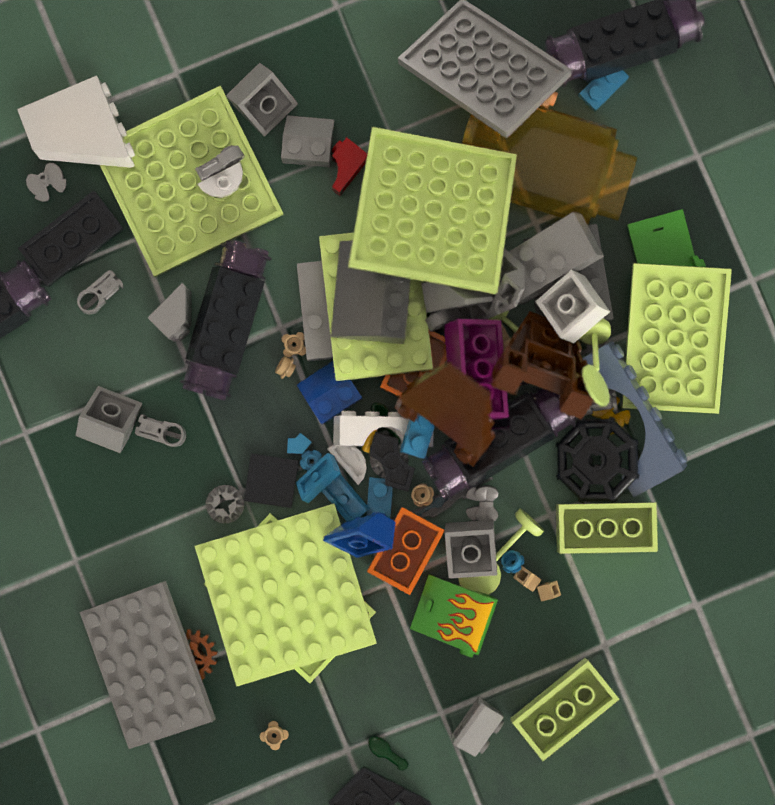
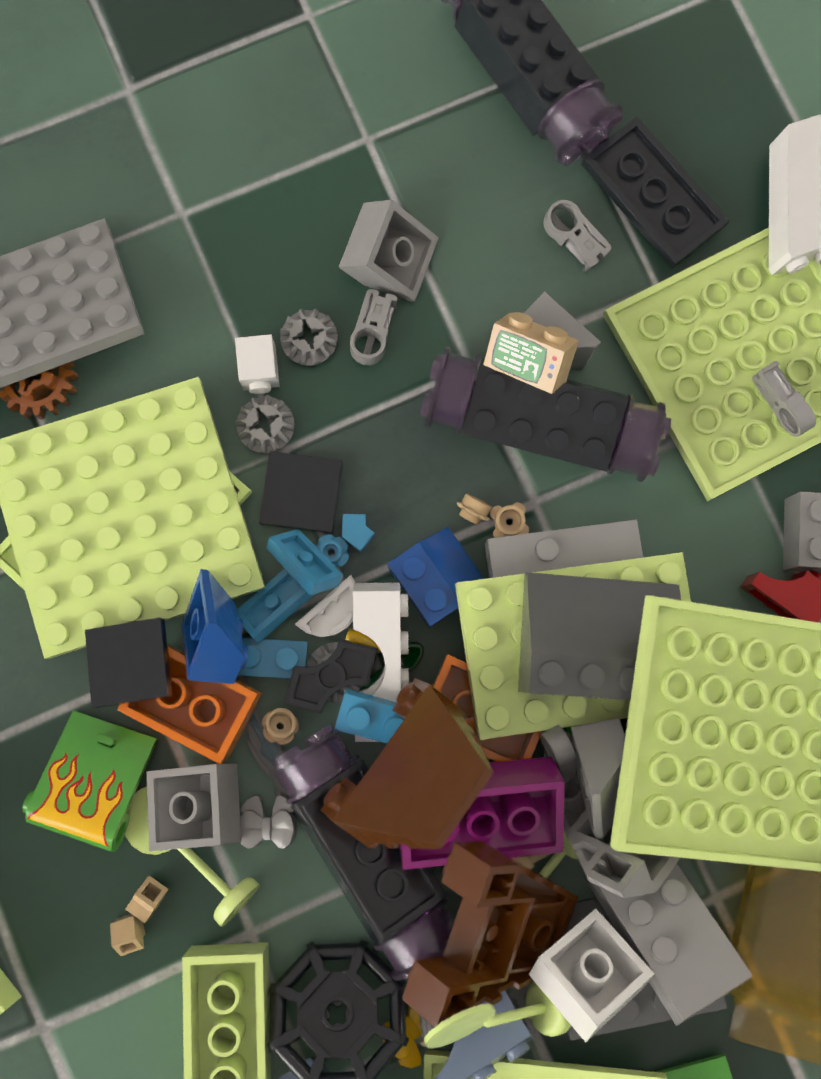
camera: 80 degrees right, 5 degrees down
(38, 183) = (733, 146): light grey piece -> none
(175, 480) = (323, 344): none -> light grey gear
(185, 508) = (257, 363): none -> white brick
(189, 328) = (531, 351): none -> brick
(224, 182) = (754, 408): white plate -> none
(380, 587) = (128, 663): none -> black tile
(507, 560) = (183, 870): dark azure plate -> none

